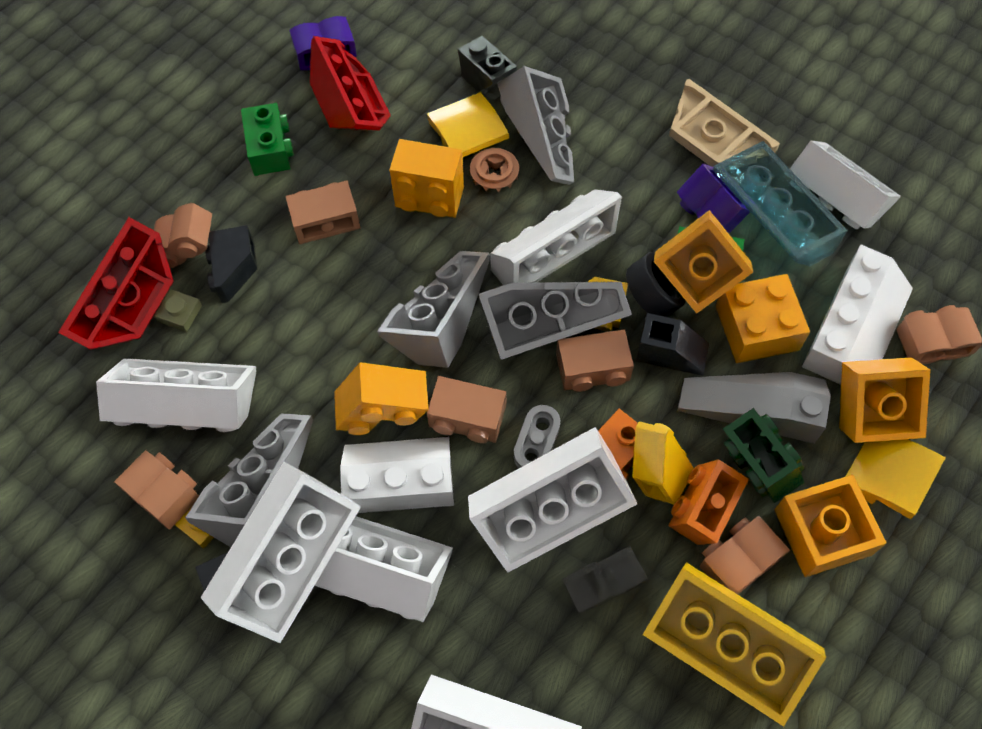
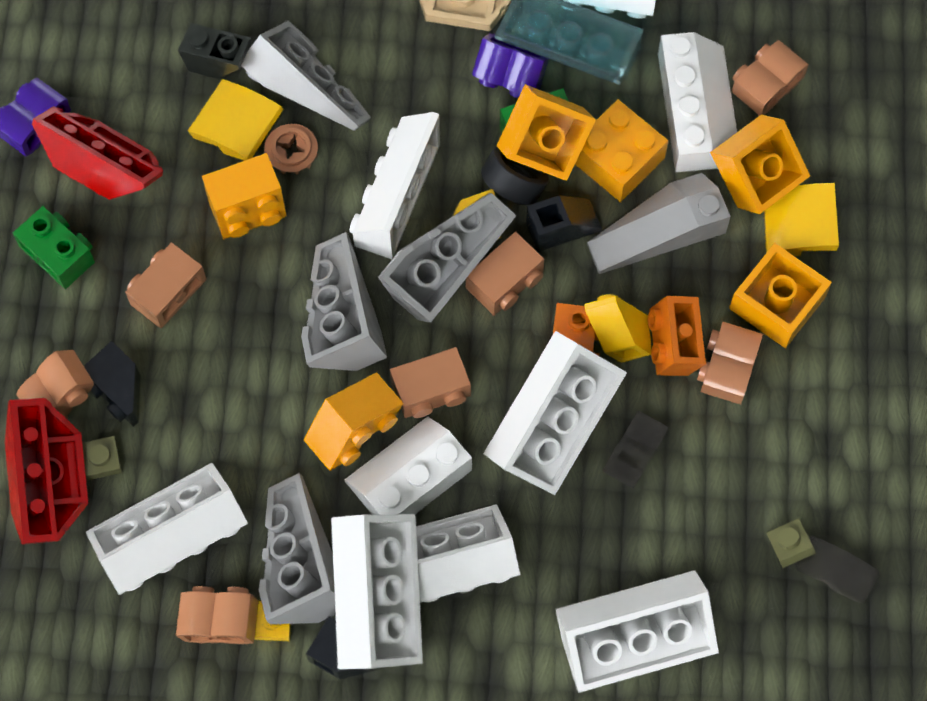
camera: 35 degrees left, 5 degrees up
(536, 440) = (502, 373): light grey plate -> none
(735, 644) = (766, 432): yellow brick -> none
(756, 444) = (708, 274): dark green brick -> none

